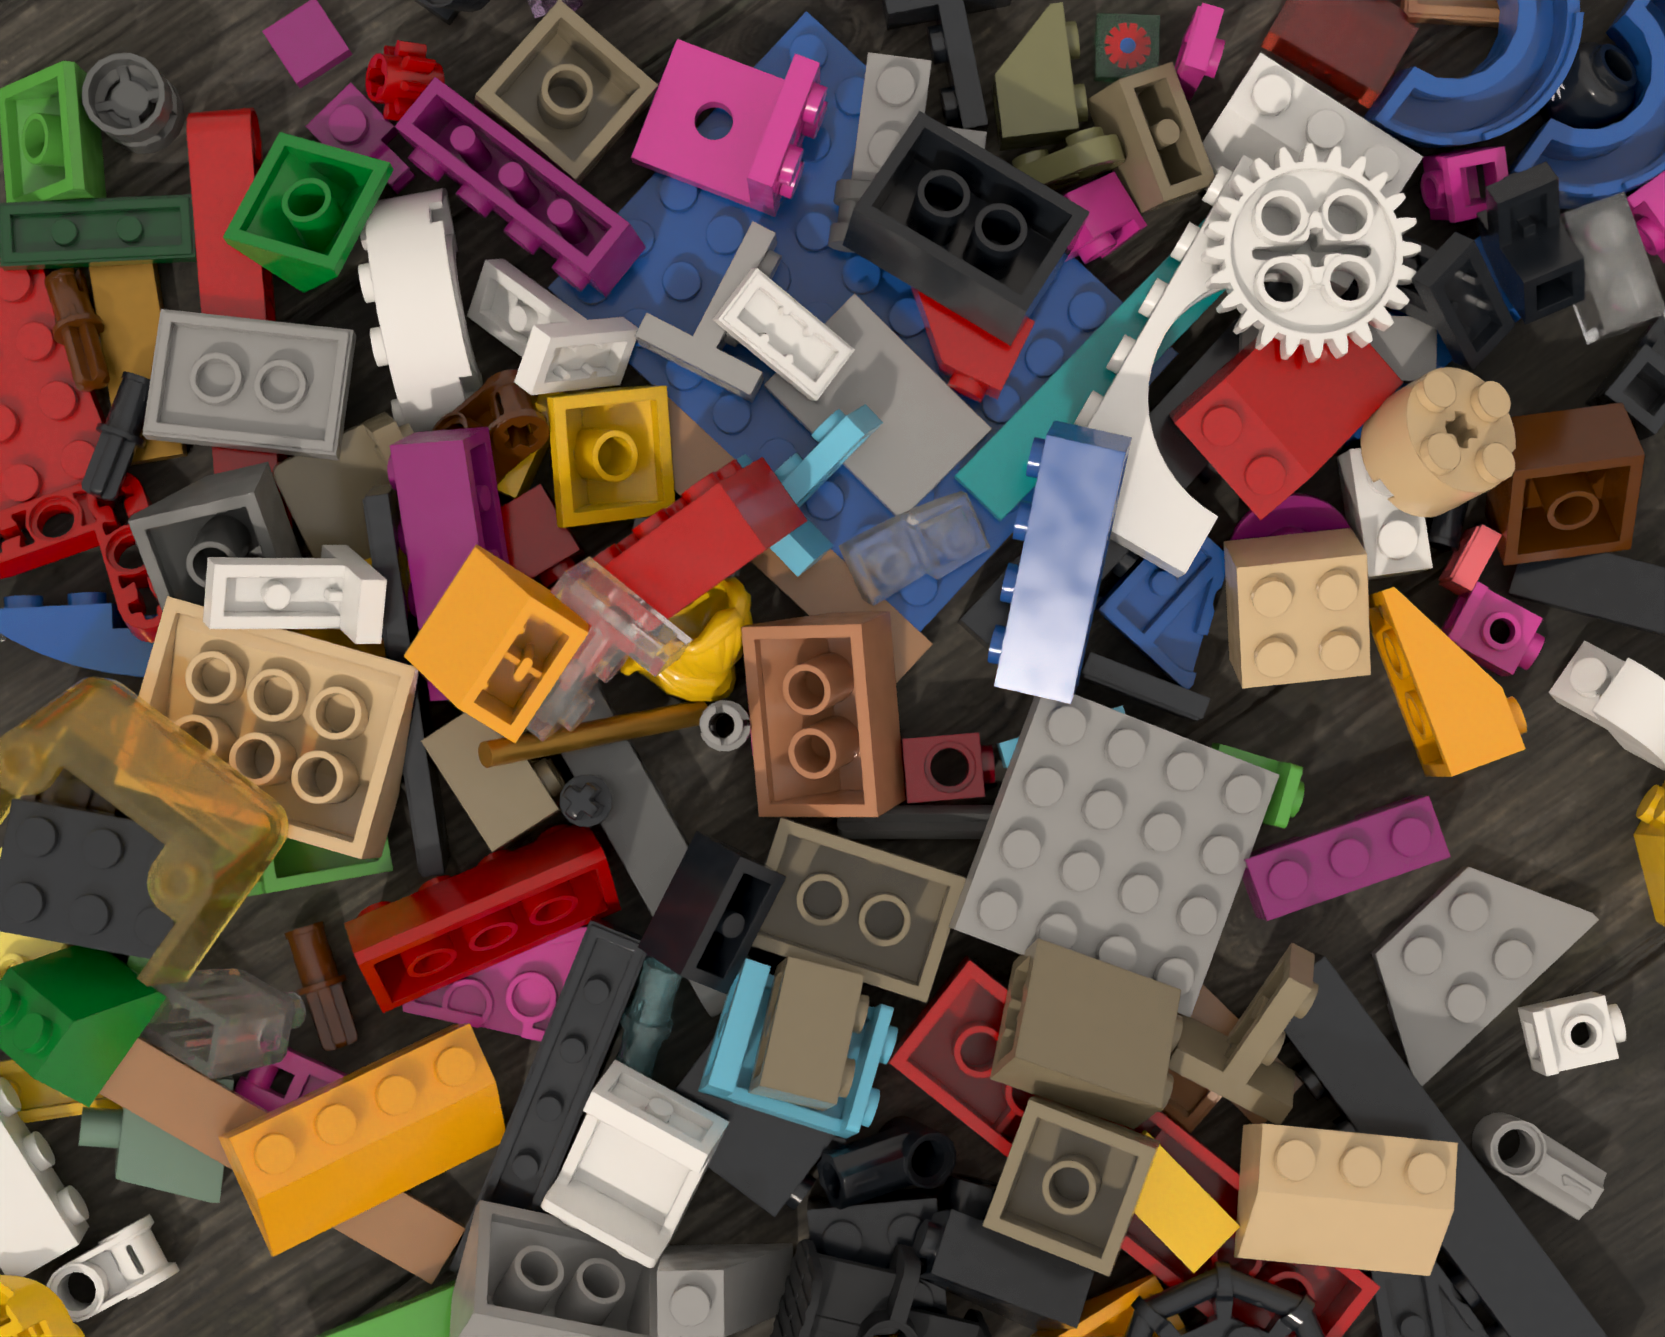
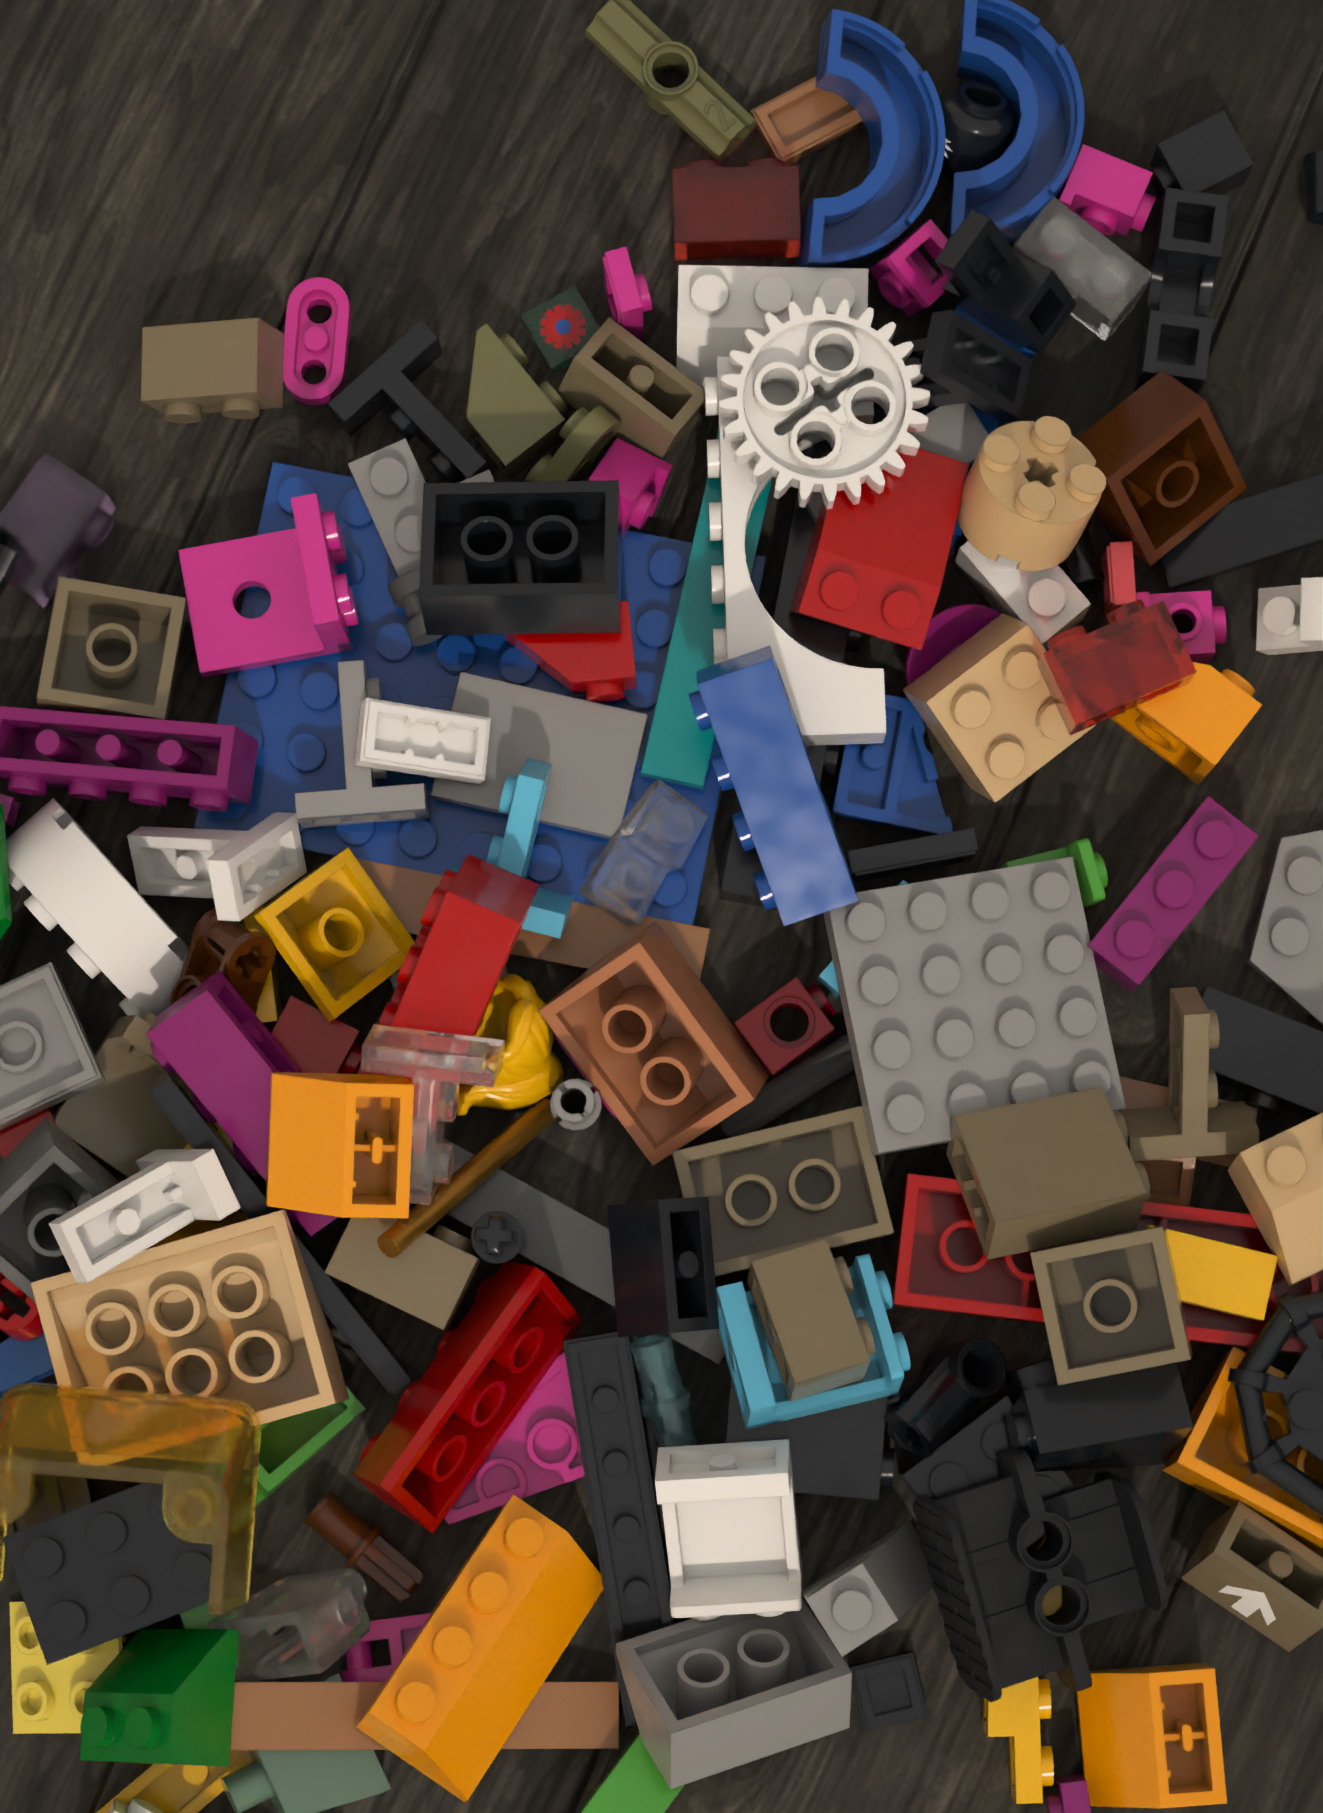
camera: 30 degrees left, 5 degrees down
(1420, 639) = (1115, 665): none -> clear red brick

